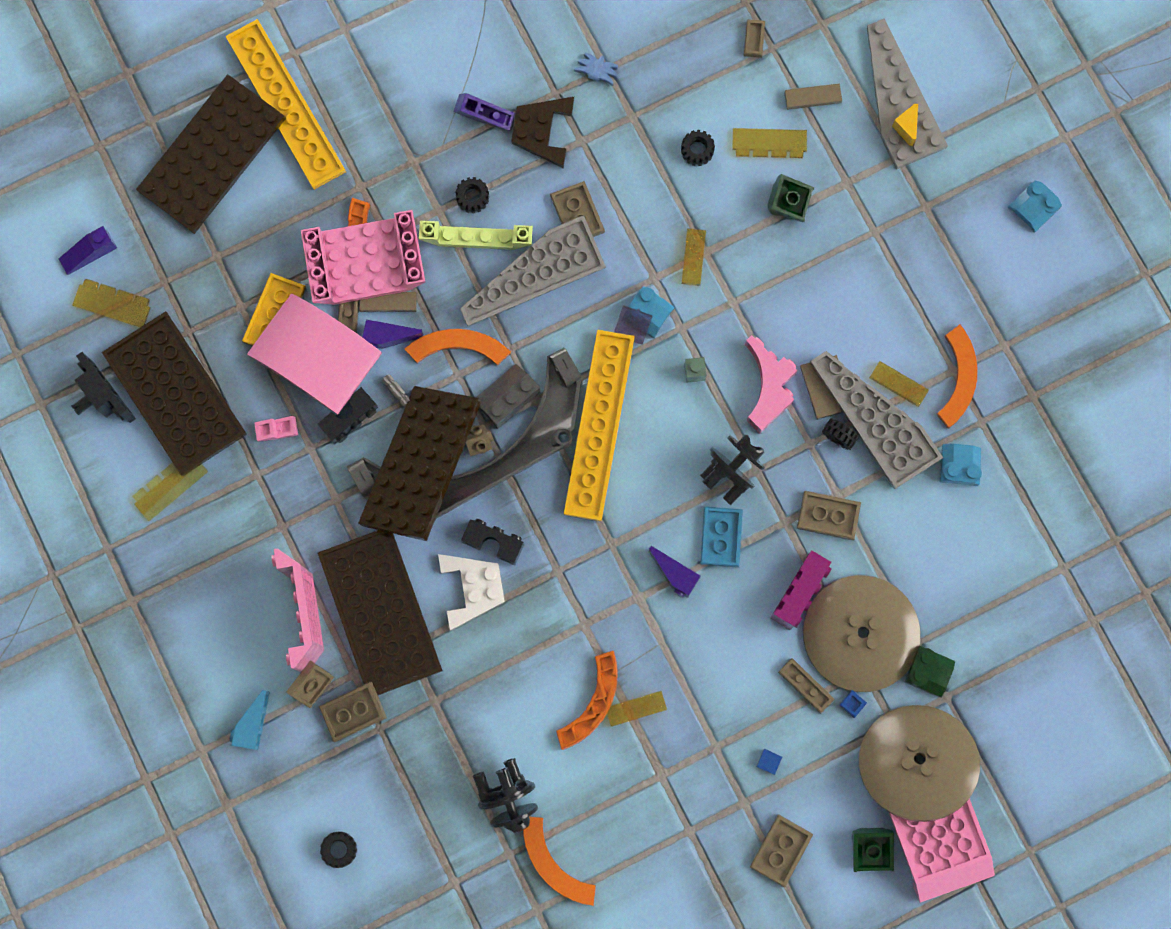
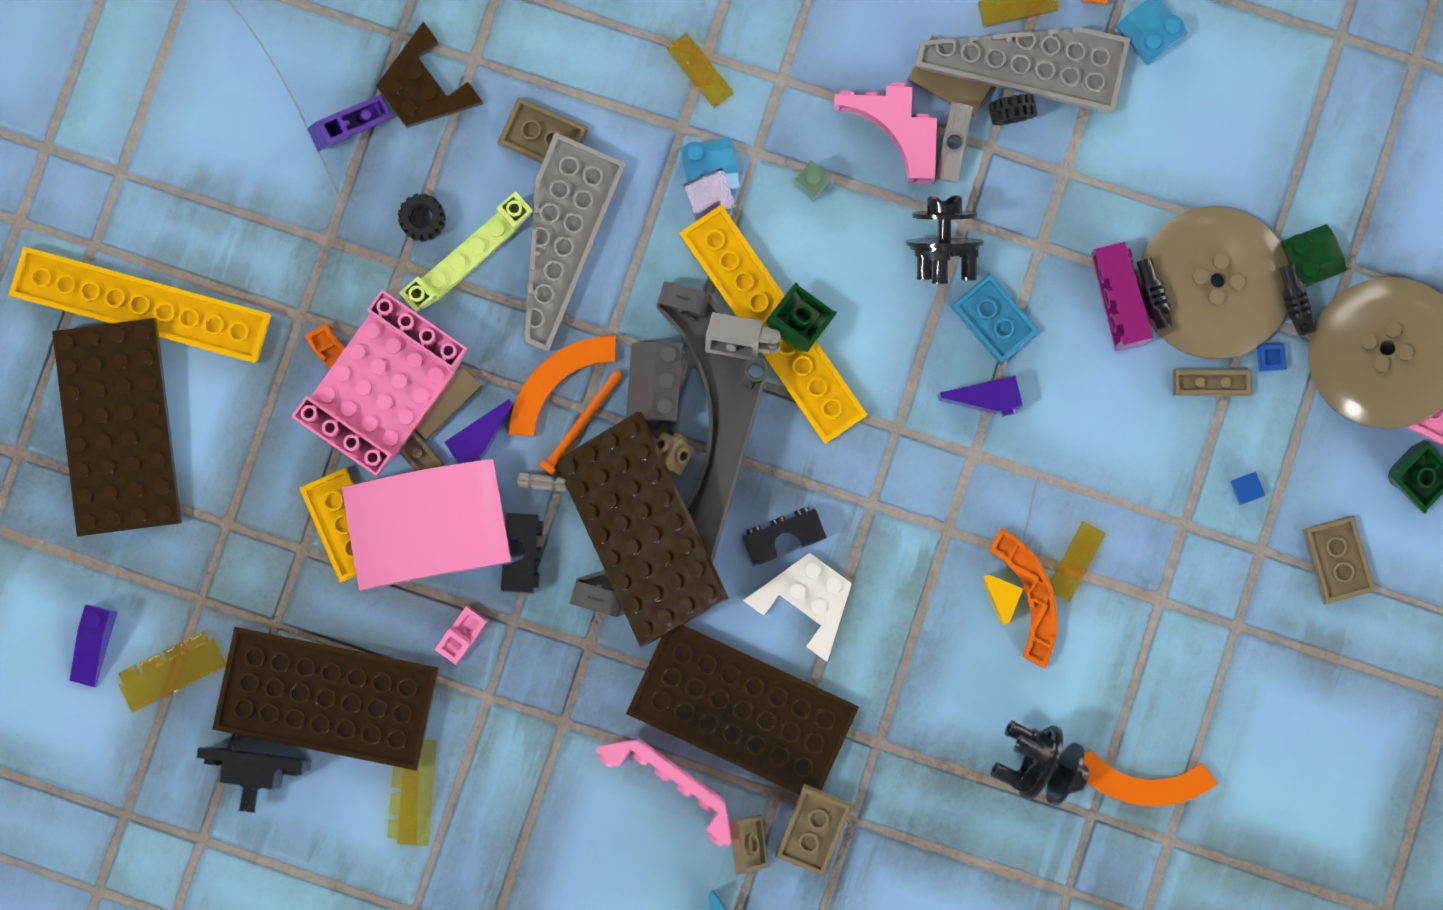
camera: 45 degrees left, 5 degrees up
(447, 379) = (581, 422): none -> orange bar
(573, 412) = (740, 337): none -> light grey hinge
(577, 689) = (1003, 597): none -> yellow slope
(614, 434) = (800, 318): none -> dark green slope
(801, 414) = (958, 126): none -> light grey piece
(820, 606) = (1154, 295): none -> black hinge
(829, 515) = (1075, 199): dark tan tile -> none
(896, 686) = (1296, 301): none -> black hinge

